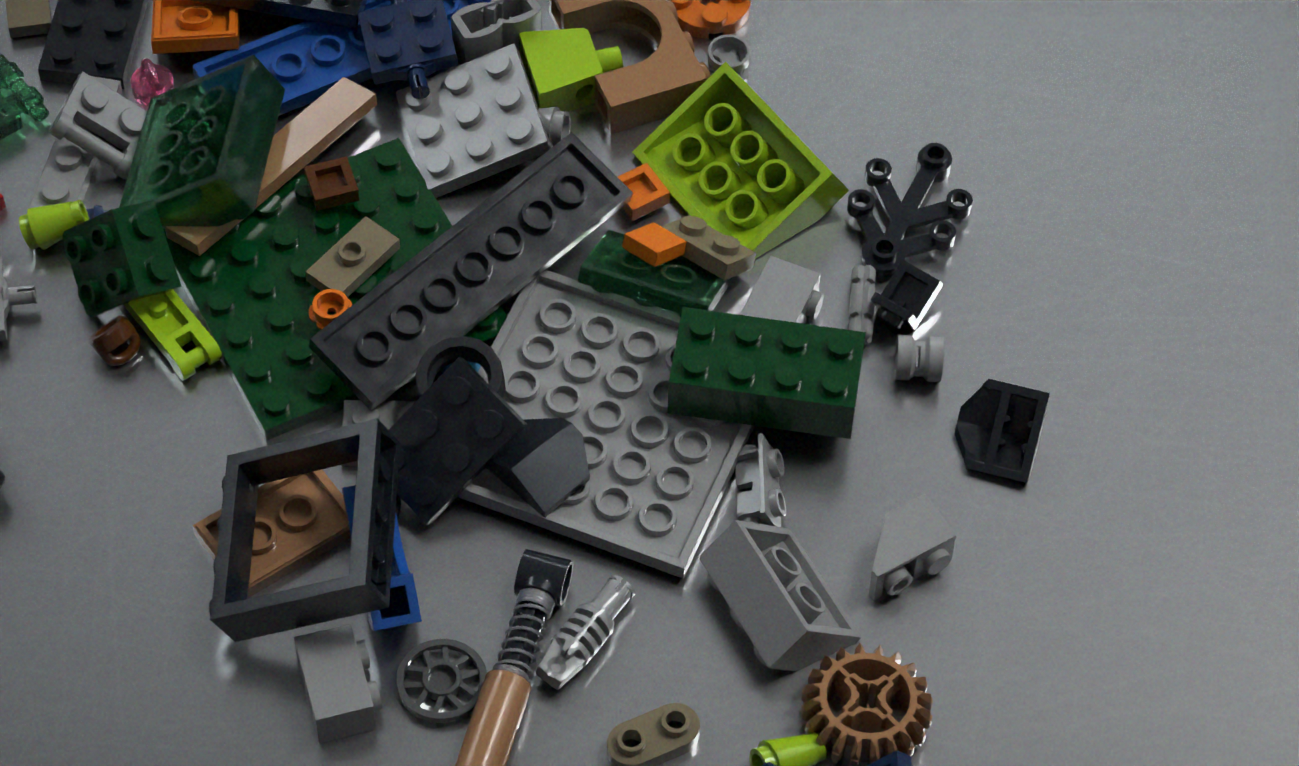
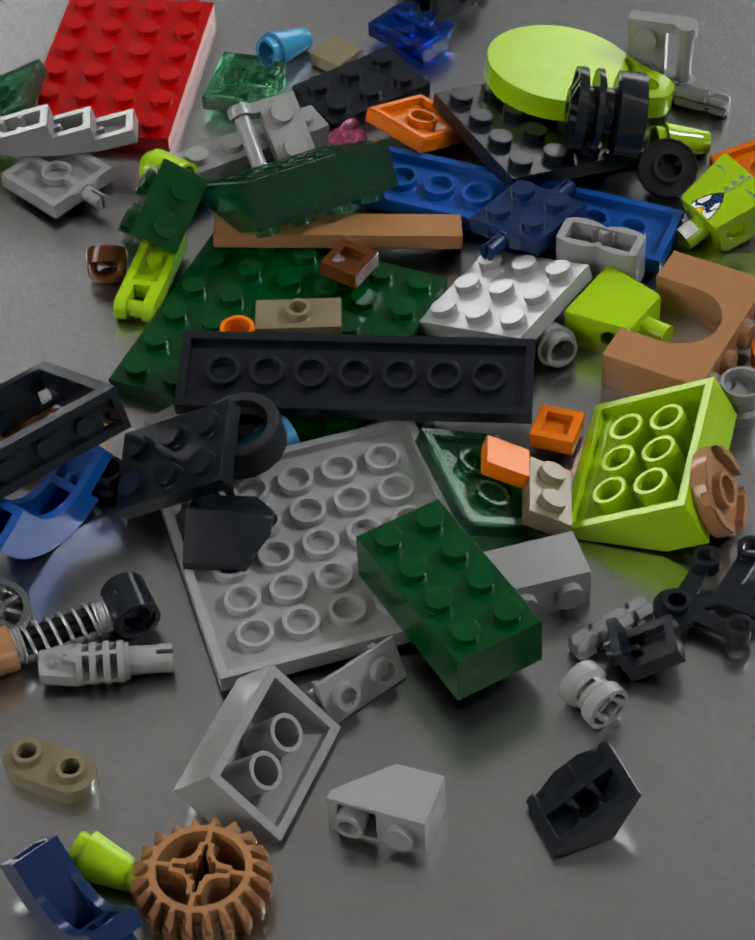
camera: 55 degrees right, 10 degrees down
(819, 145) = (715, 491): none -> medium nougat tile

